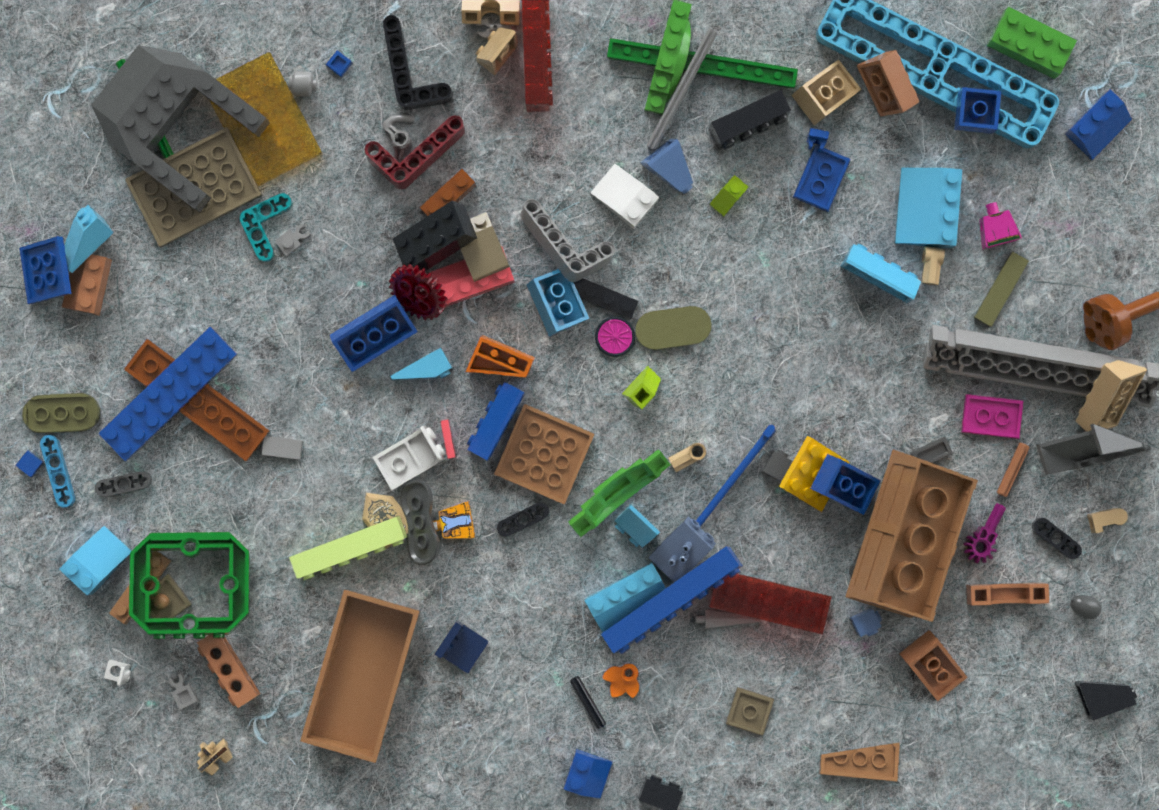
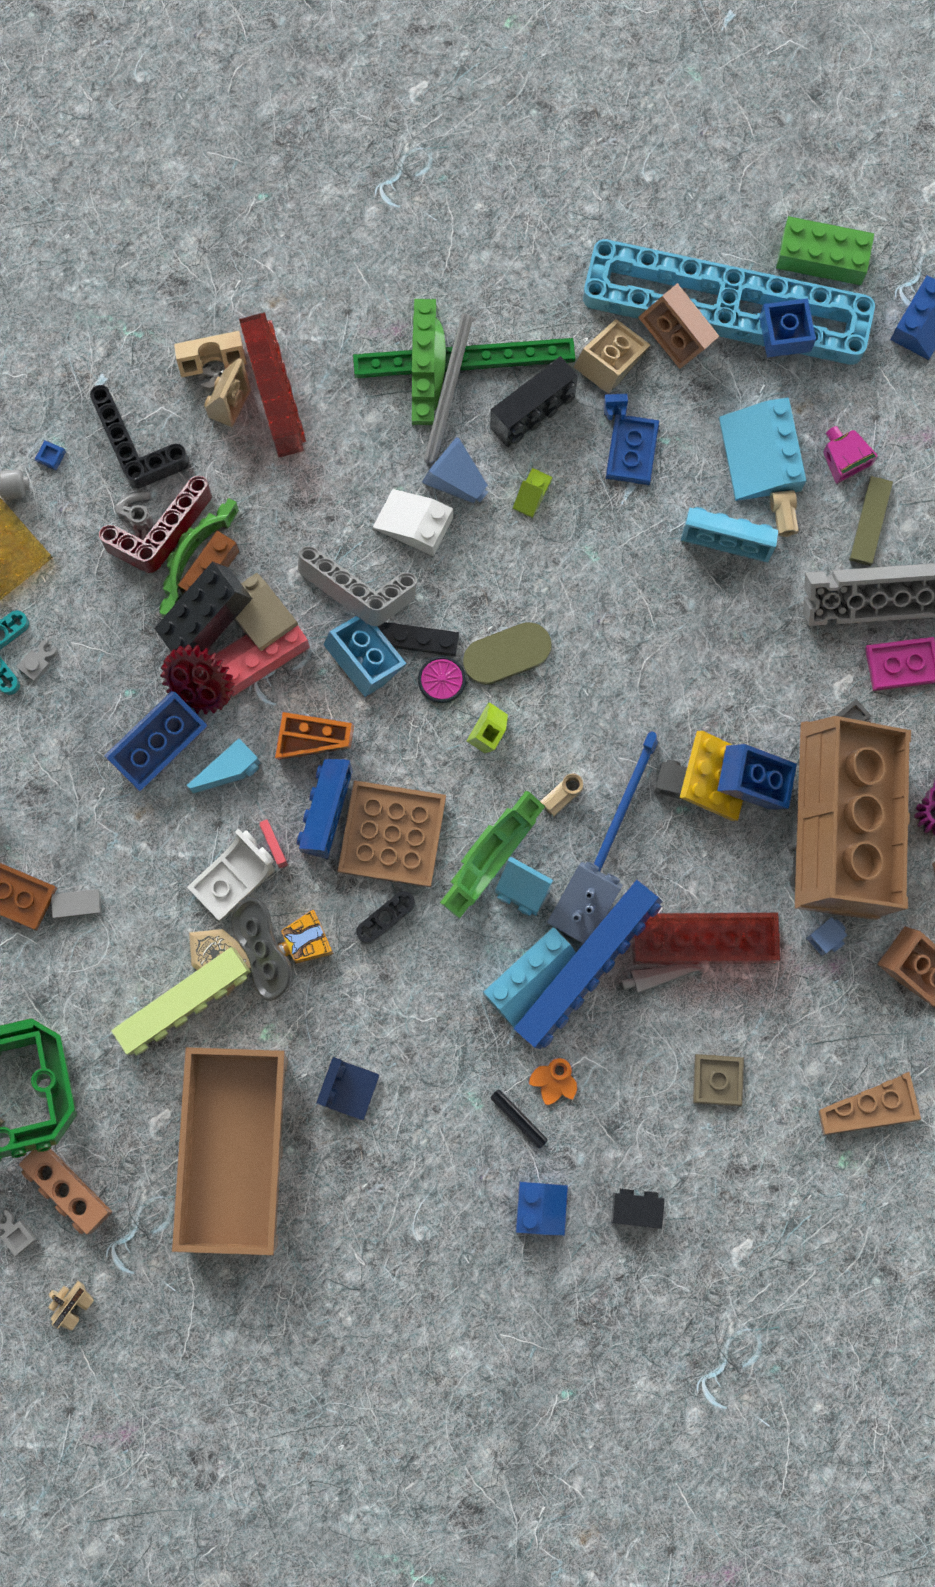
camera: 15 degrees left, 10 degrees down
(436, 169) = (188, 544): none -> bright green piece

